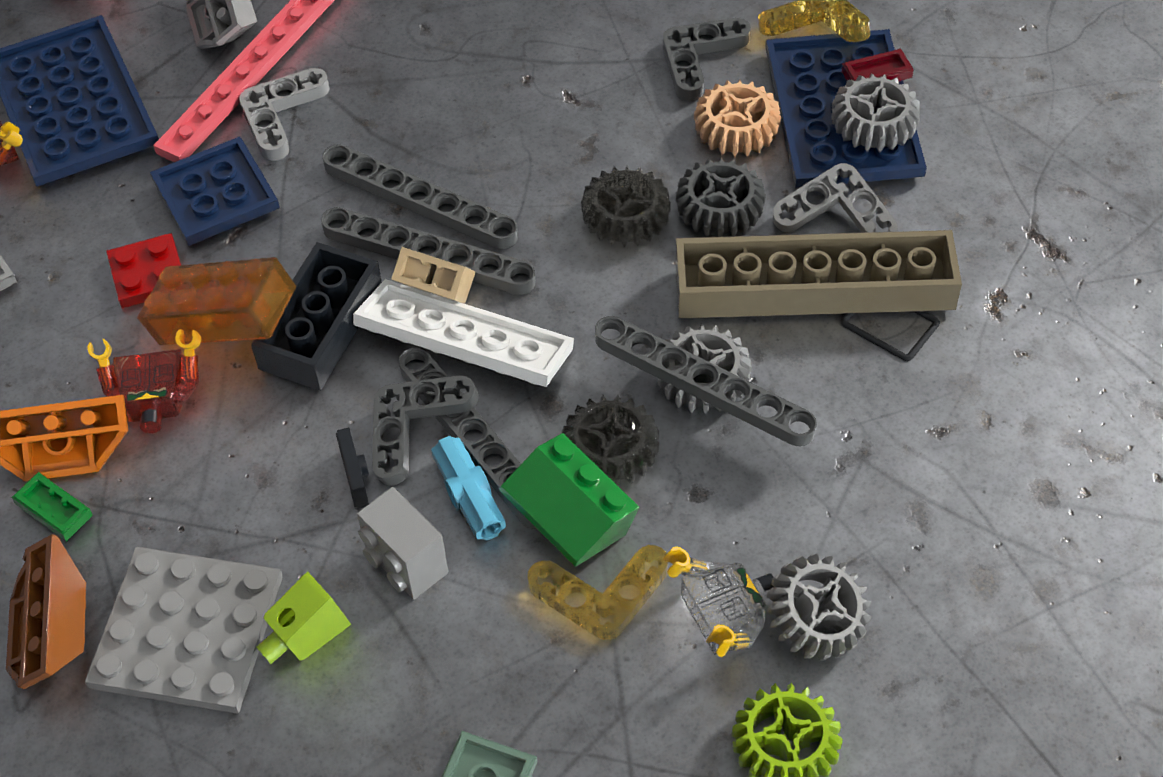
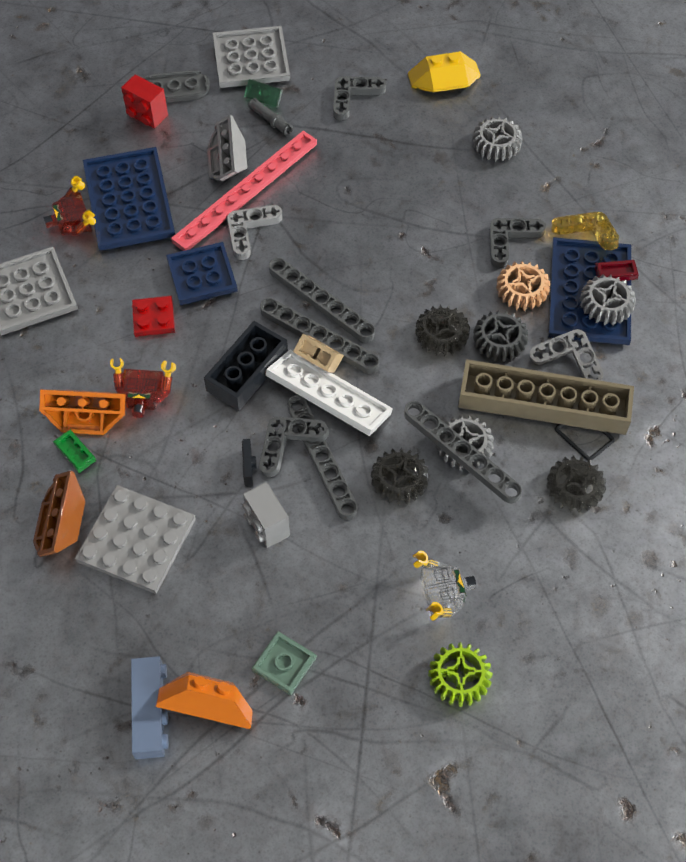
camera: 10 degrees right, 5 degrees up
(218, 301) = (189, 346): clear orange brick -> none
(302, 621) = (201, 549): lime torso -> none
(468, 488) = (311, 488): medium azure piece -> none
(570, 499) = (367, 508): green slope -> none
(606, 603) = (378, 572): clear yellow beam -> none
(846, 617) = (511, 612): light grey gear -> none
(897, 409) = (573, 490): none -> clear smoke gear

